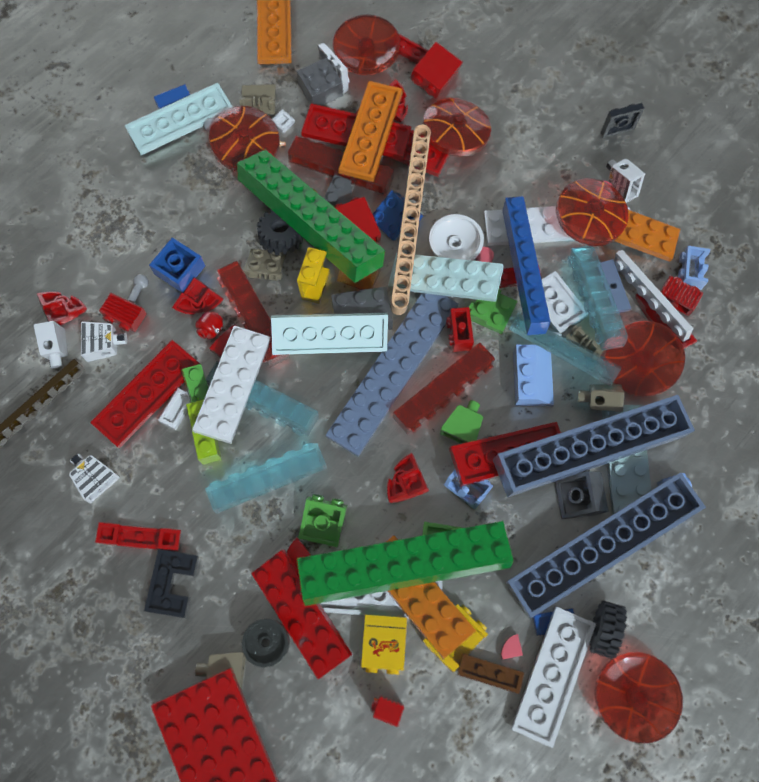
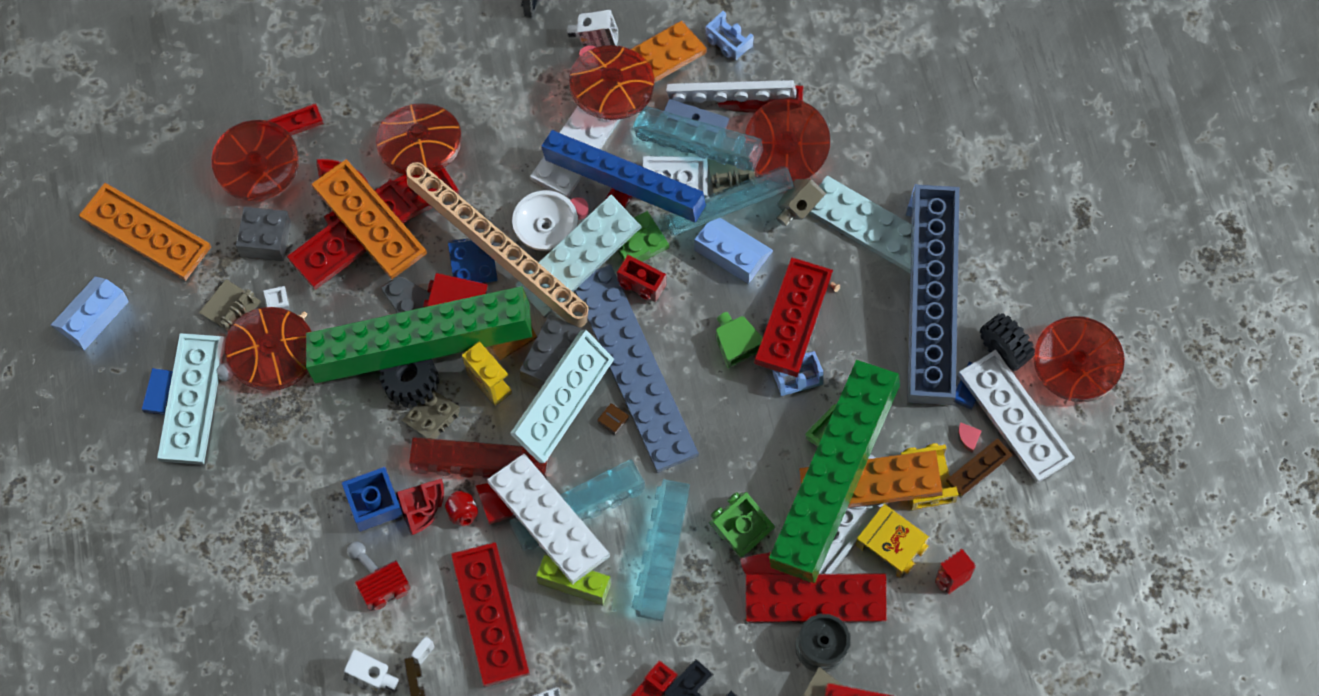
camera: 55 degrees left, 5 degrees down
(60, 307) = (327, 649): red brick -> none
(91, 367) = (422, 650): none -> white tile
(100, 340) = (398, 625): white torso -> none
(175, 409) = (526, 595): white tile -> none
(195, 382) = (518, 558): bright green plate -> none
(198, 29) = (90, 312): none -> light blue slope
(328, 160) = (366, 281): clear red brick -> none
(339, 67) = (234, 206): white wing -> none
(344, 380) = (613, 418): none -> reddish brown tile
(407, 481) = (753, 426): red brick -> none
(435, 70) = (339, 115): red brick -> none
(444, 388) = (688, 333): clear red brick -> none
(582, 495) = (874, 284): flat silver slope -> none
(592, 445) = (839, 241): sand blue brick -> none
(681, 295) = (747, 67): red brick -> none

